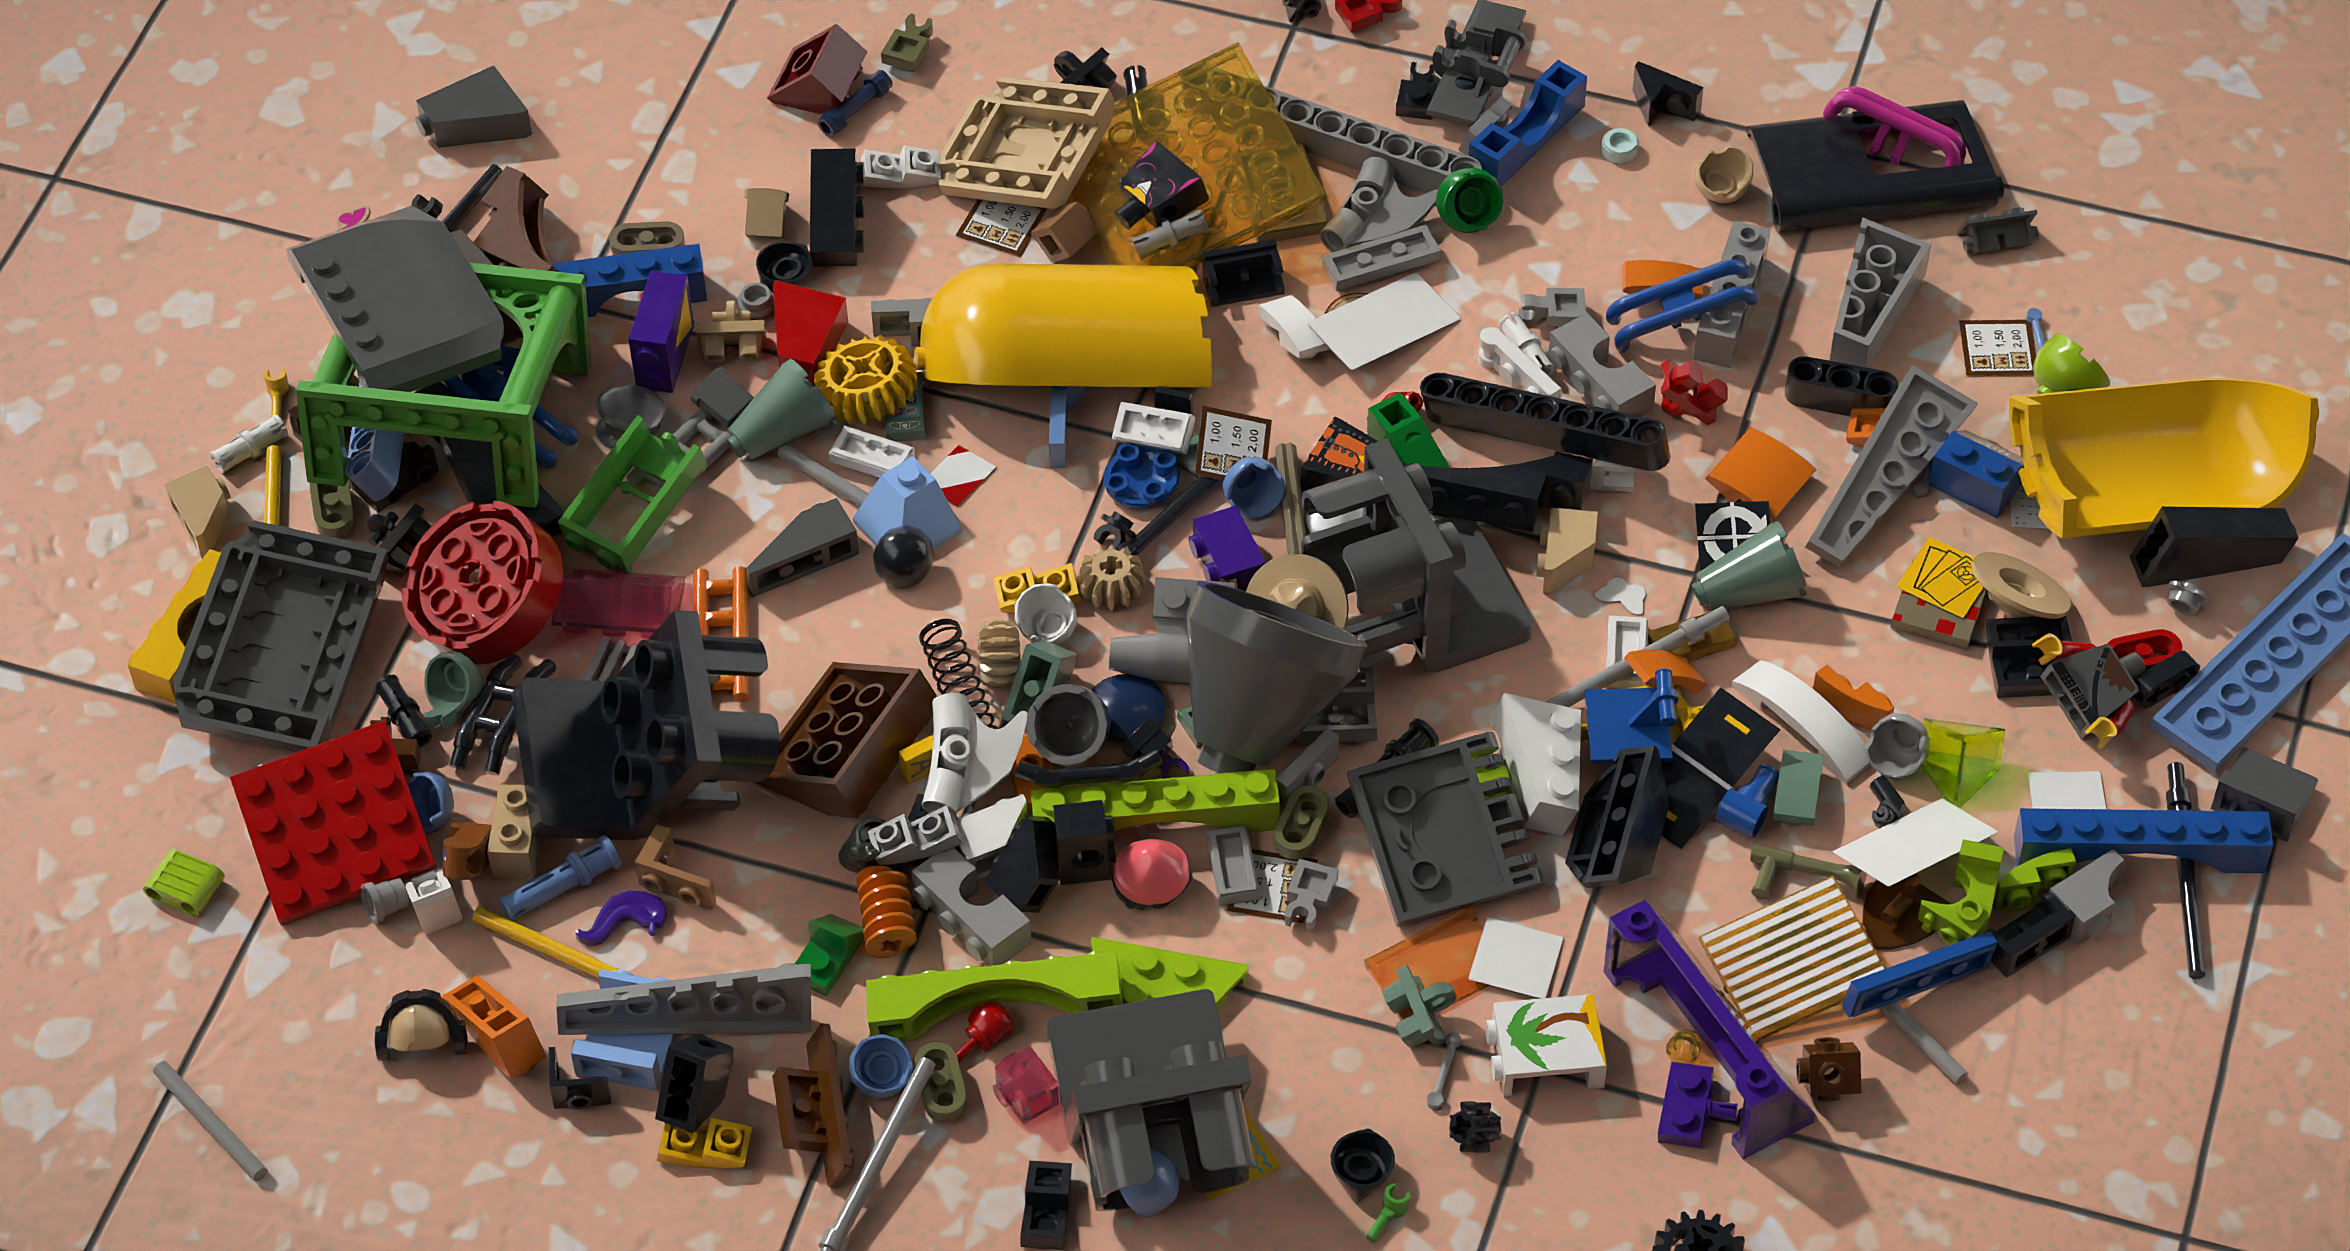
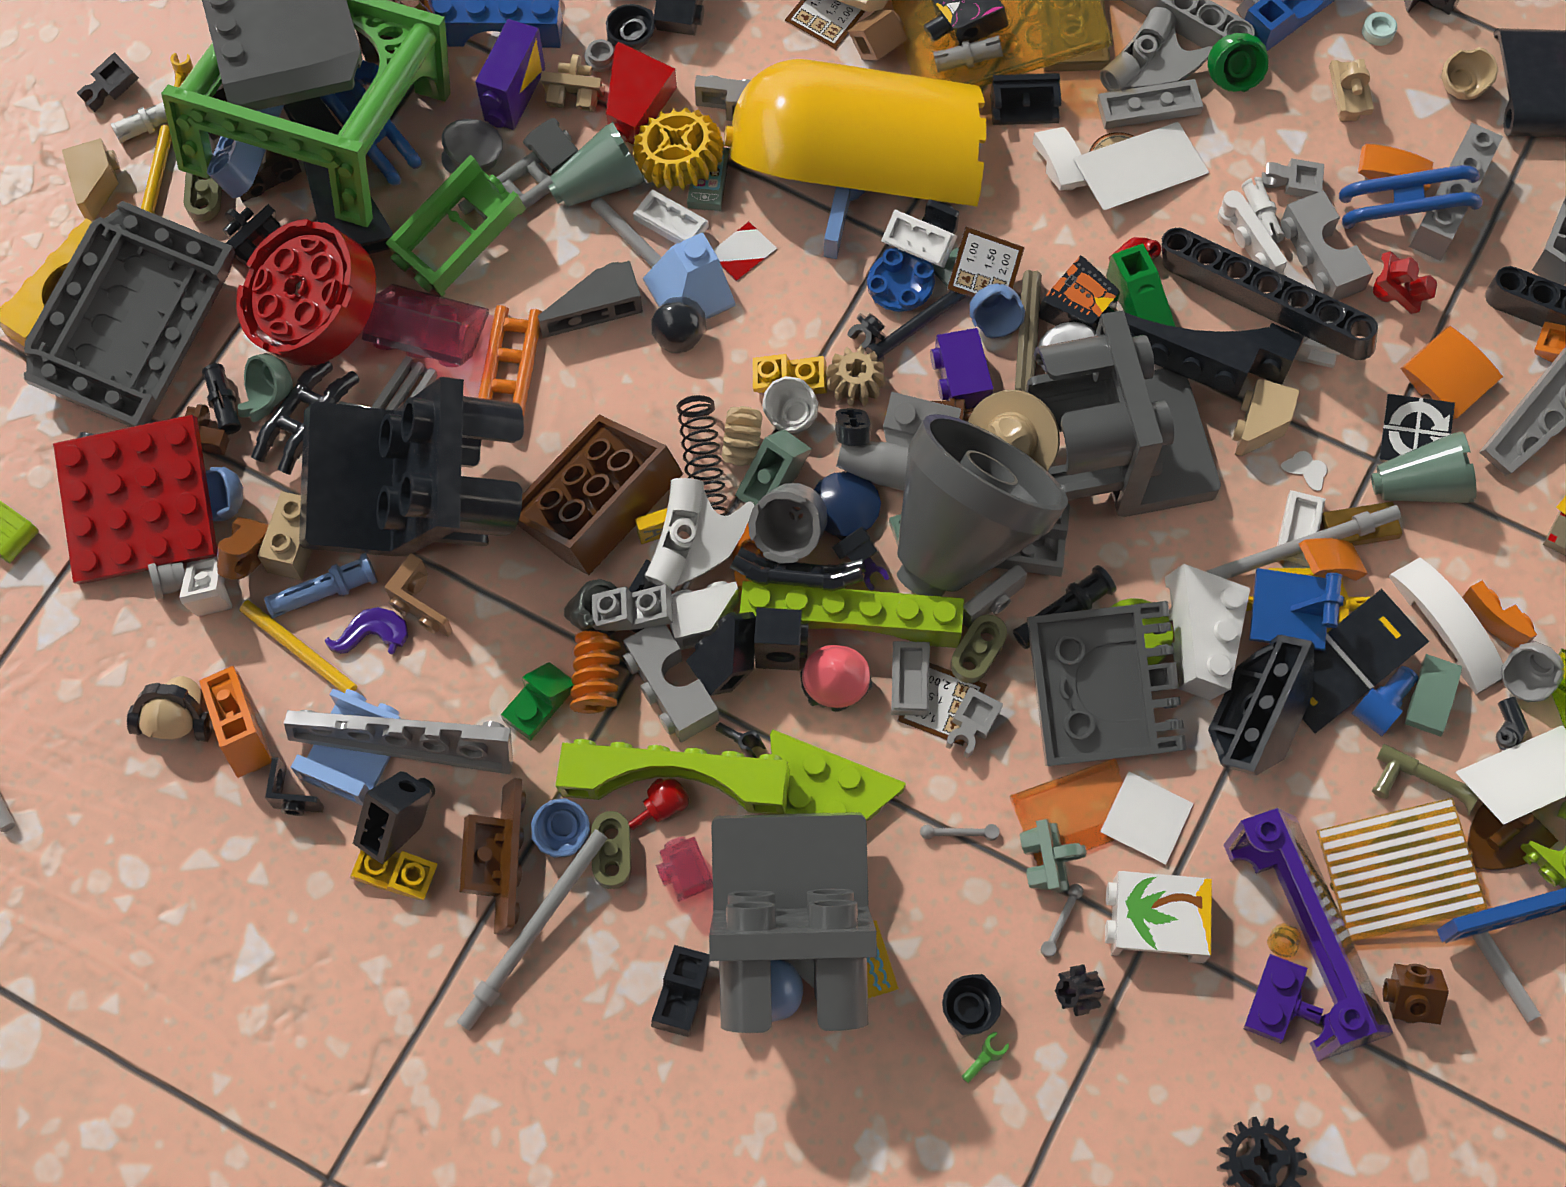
camera: 10 degrees right, 15 degrees up
(198, 406) = (111, 79): none -> black plate
(1068, 949) = (745, 741): none -> black hand
(1119, 624) = (852, 427): none -> black beam
(1349, 1000) = (990, 832): none -> light grey hinge
(1599, 210) = (1351, 89): none -> tan hips

